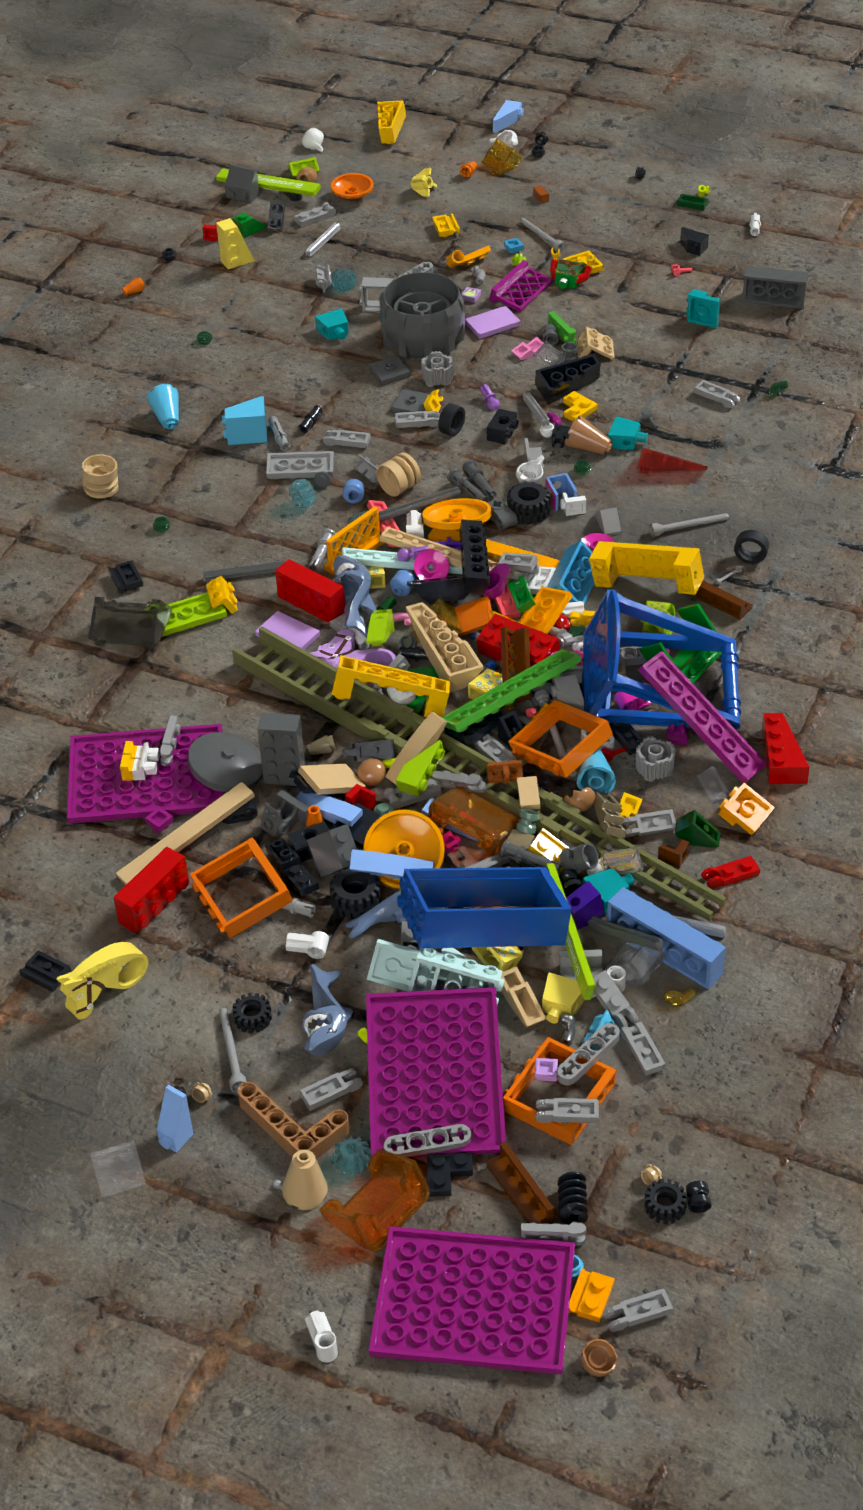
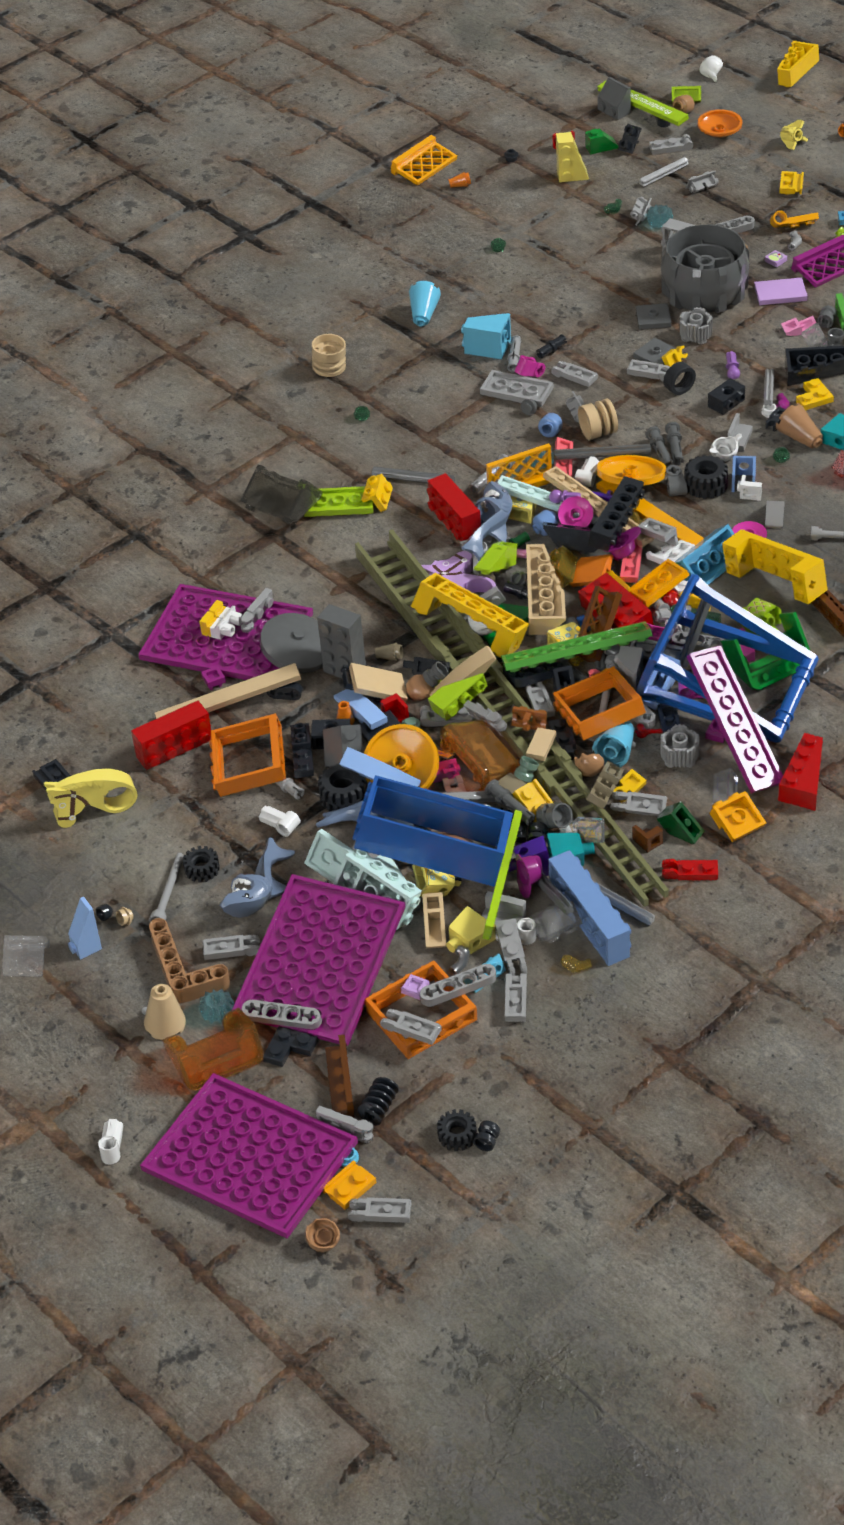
camera: 25 degrees right, 0 degrees up
(77, 272) = (415, 154): none -> light orange fence
(125, 576) = (304, 453): black plate -> none
(288, 809) = (321, 706): dark grey tile -> none
(291, 630) = (421, 541): lavender tile -> none
(294, 281) = (613, 207): none -> clear green arm
(302, 493) = (501, 415): clear light blue gear -> none
(303, 442) = (529, 367): none -> dark pink piece
(332, 324) = (623, 259): teal torso -> none
(359, 243) = (697, 183): none -> light grey hinge
(386, 754) = (435, 674): none -> dark grey wheel
(521, 594) = (645, 561): green plate -> none
(588, 923) = (528, 872): none -> magenta piece
(651, 1174) = (458, 1103): tan plate -> none

